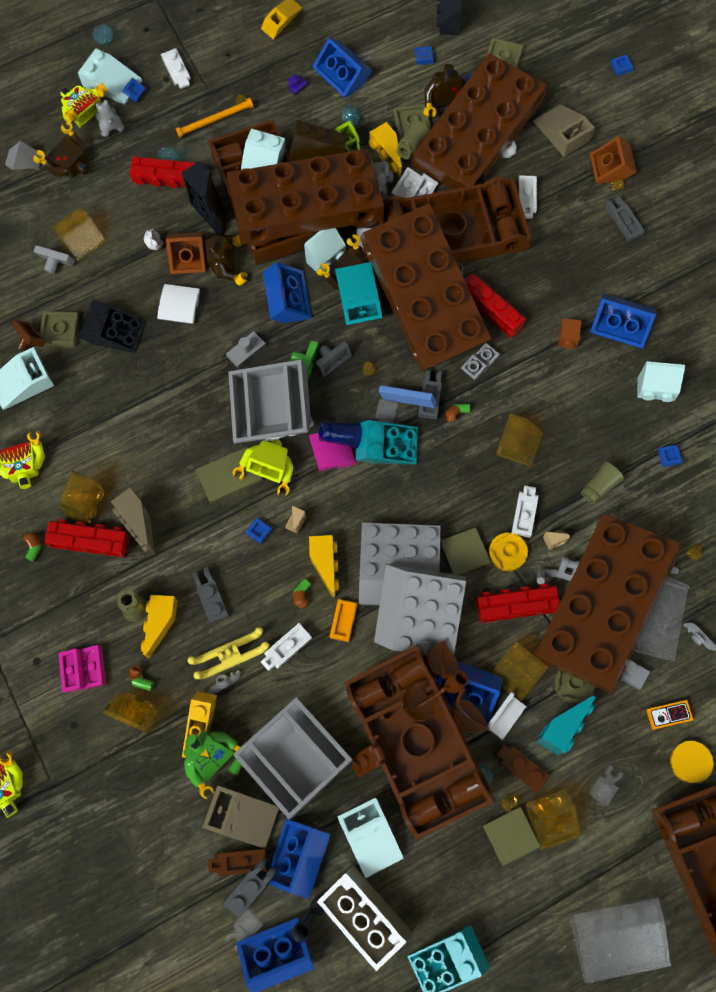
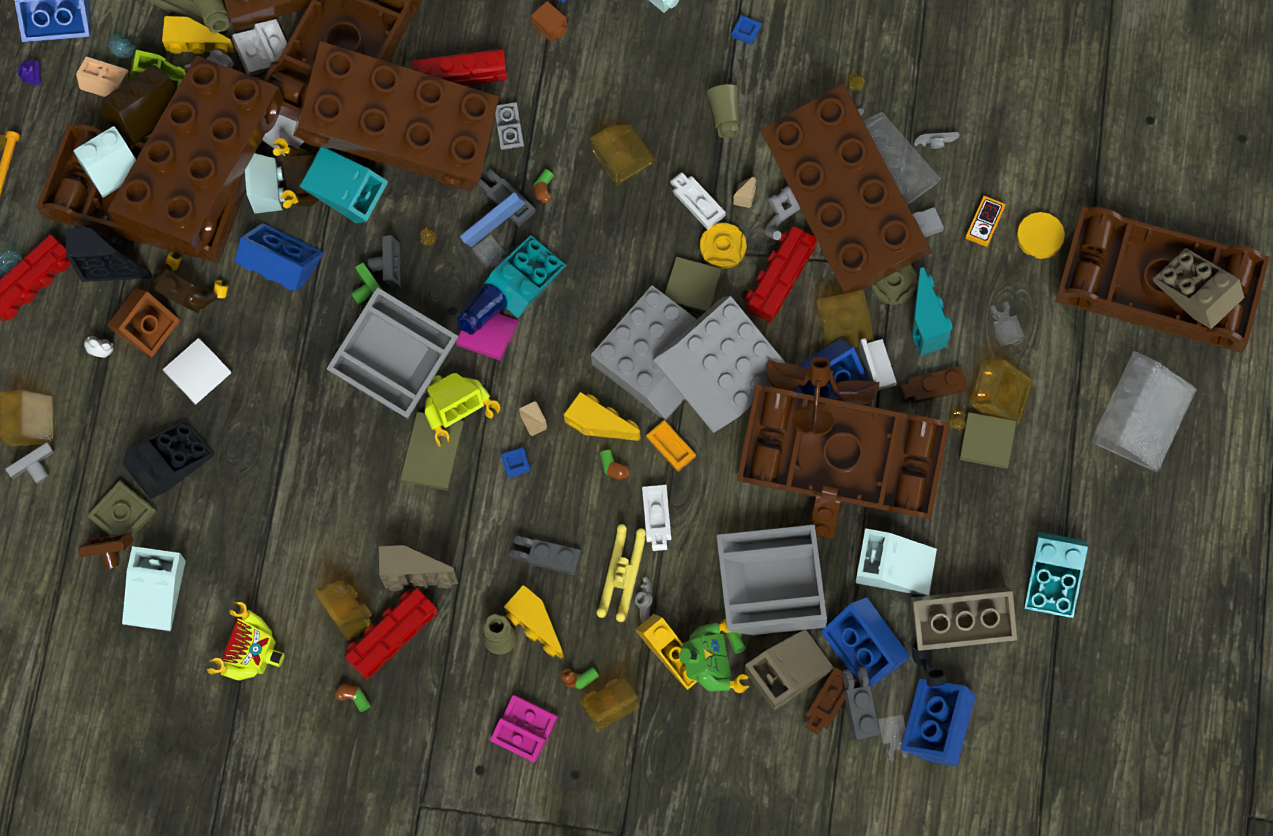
camera: 50 degrees left, 0 degrees up
(245, 349) = (306, 341): light grey tile -> none
(321, 115) = (100, 77): none -> light nougat hinge

